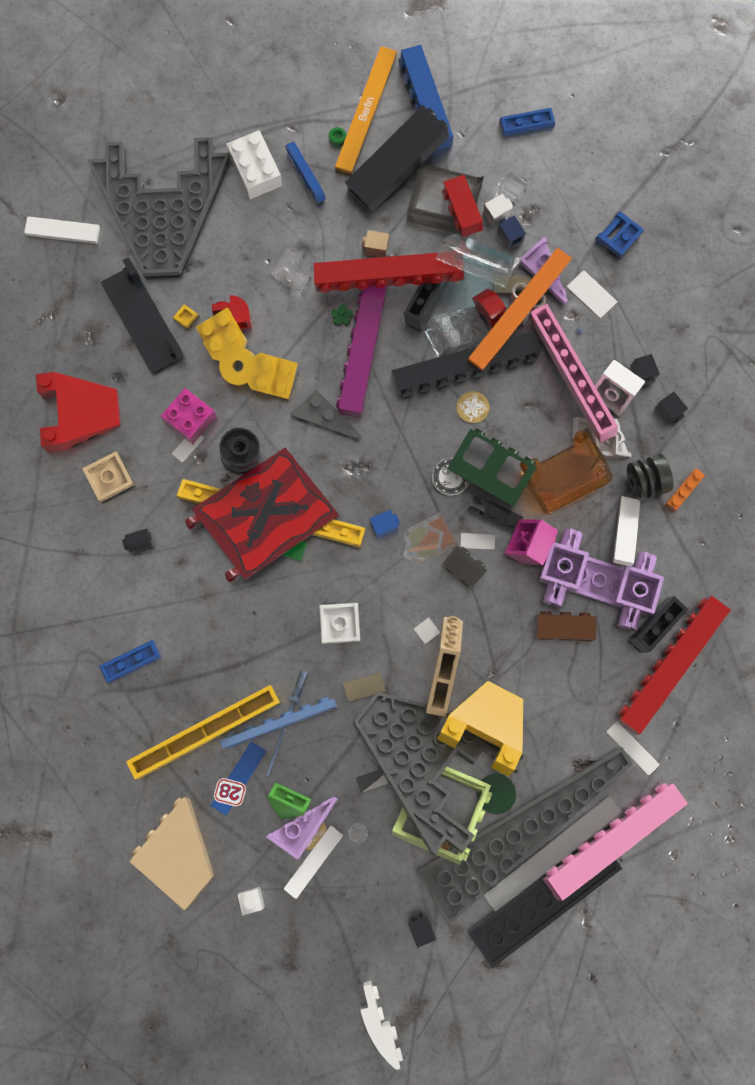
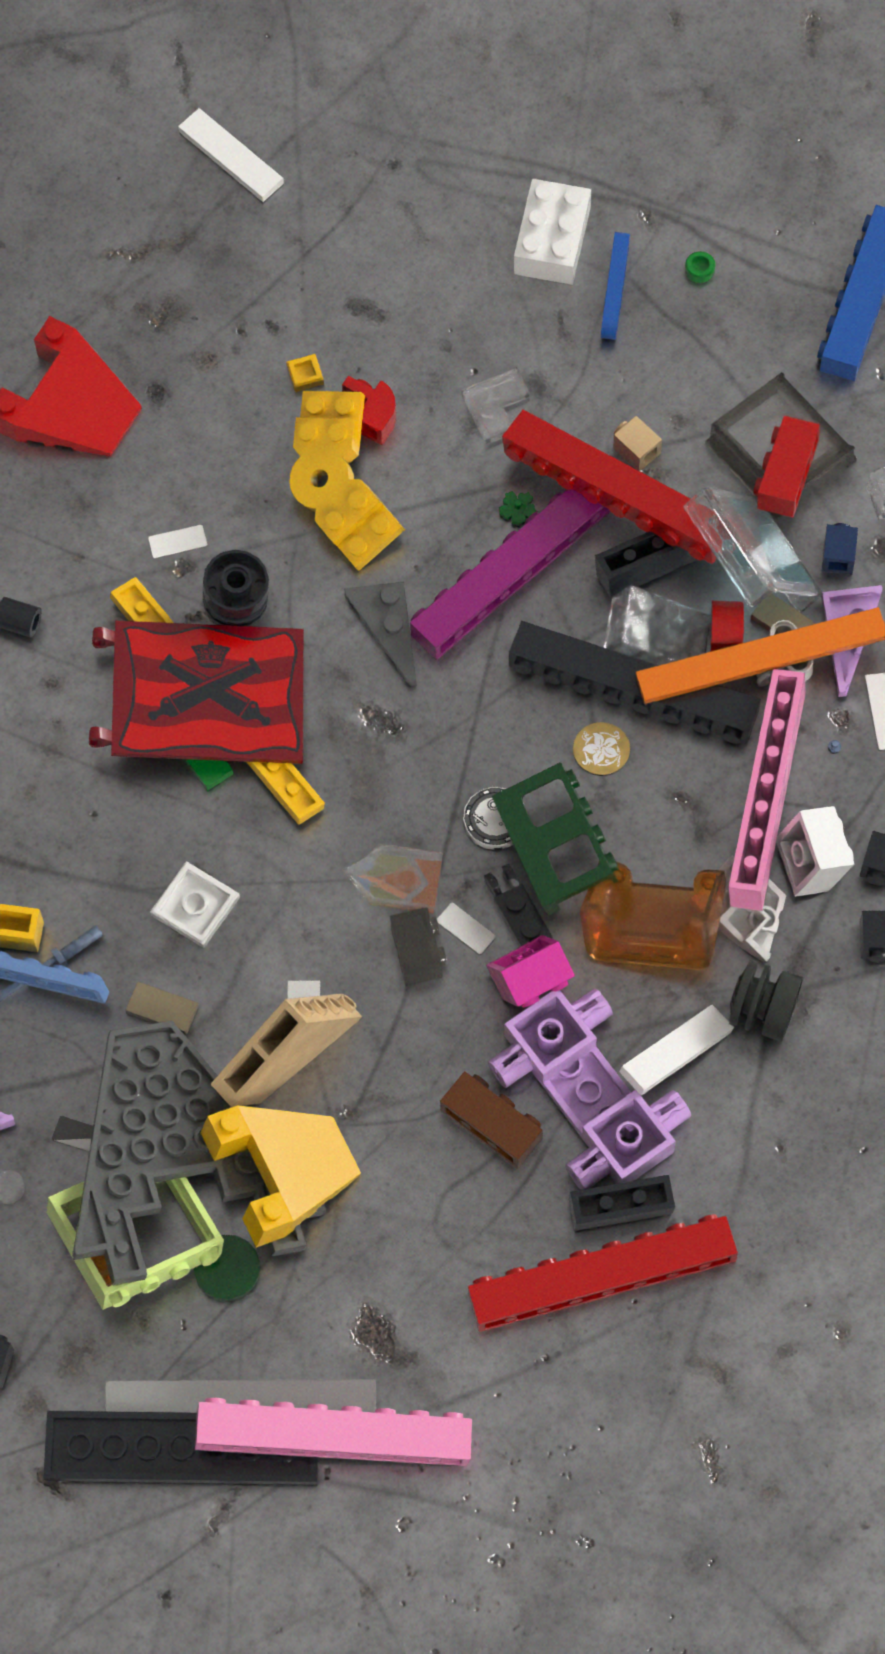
camera: 40 degrees right, 10 degrees down
(108, 476) = (42, 510): tan plate -> none
(142, 318) = (245, 335): black bracket -> none
(165, 221) = (369, 227): dark grey wing -> none
(188, 416) = (206, 502): dark pink brick -> none
(366, 110) = (768, 256): light orange tile -> none
(384, 524) = (354, 816): blue brick -> none
(397, 158) = (753, 346): black brick -> none
(497, 209) = (846, 506): white brick -> none
(515, 837) = (199, 1338): dark grey wing -> none
(632, 748) = (460, 1346): white sticker -> none
(684, 490) = (808, 1057): orange piece -> none

